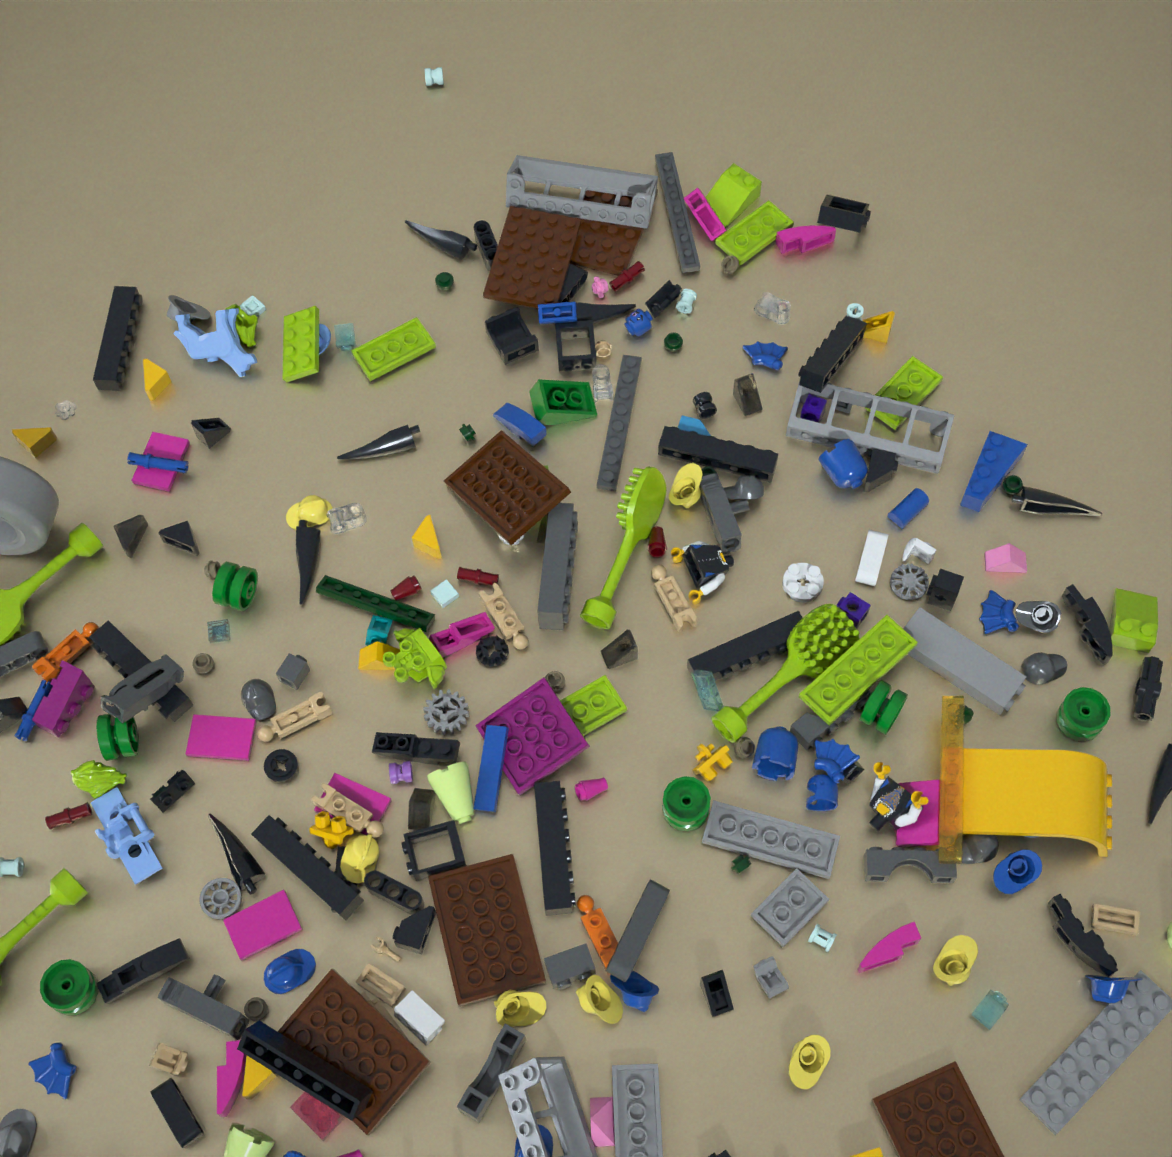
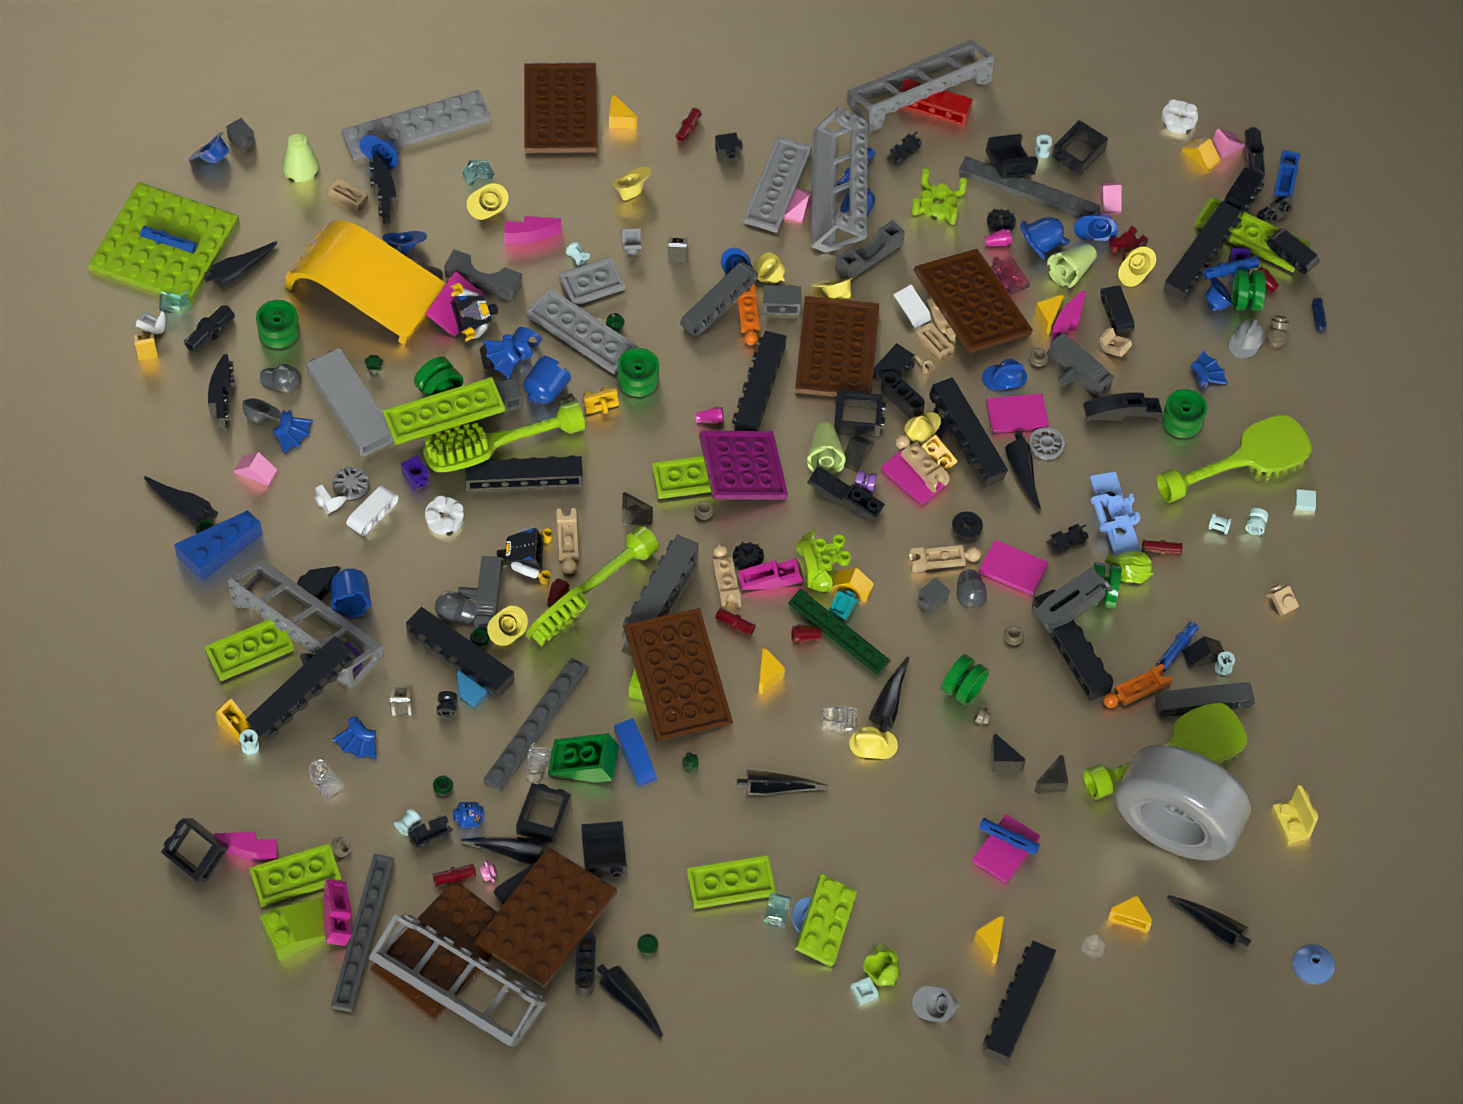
camera: 165 degrees left, 5 degrees down
(64, 700) = (1147, 640): magenta wedge -> none
(210, 430) = (947, 858): black slope -> none
(218, 630) = (992, 660): clear light blue tile -> none
(221, 344) = (918, 945): light blue animal -> none
(305, 1070) = (1011, 290): black brick -> none
(438, 707) = (808, 513): light grey gear -> none
(444, 593) = (771, 620): light aqua tile -> none
(491, 768) = (787, 456): blue tile -> none
(557, 312) = (549, 839): blue brick -> none
(603, 348) = (516, 803): tan plate -> none
(707, 690) = (579, 444): clear light blue plate -> none
(909, 507) = (312, 543): blue brick -> none
(944, 589) = (328, 452): black brick -> none
(951, 780) = (416, 307): clear yellow plate -> none
(1134, 620) = (181, 382): lime slope -> none

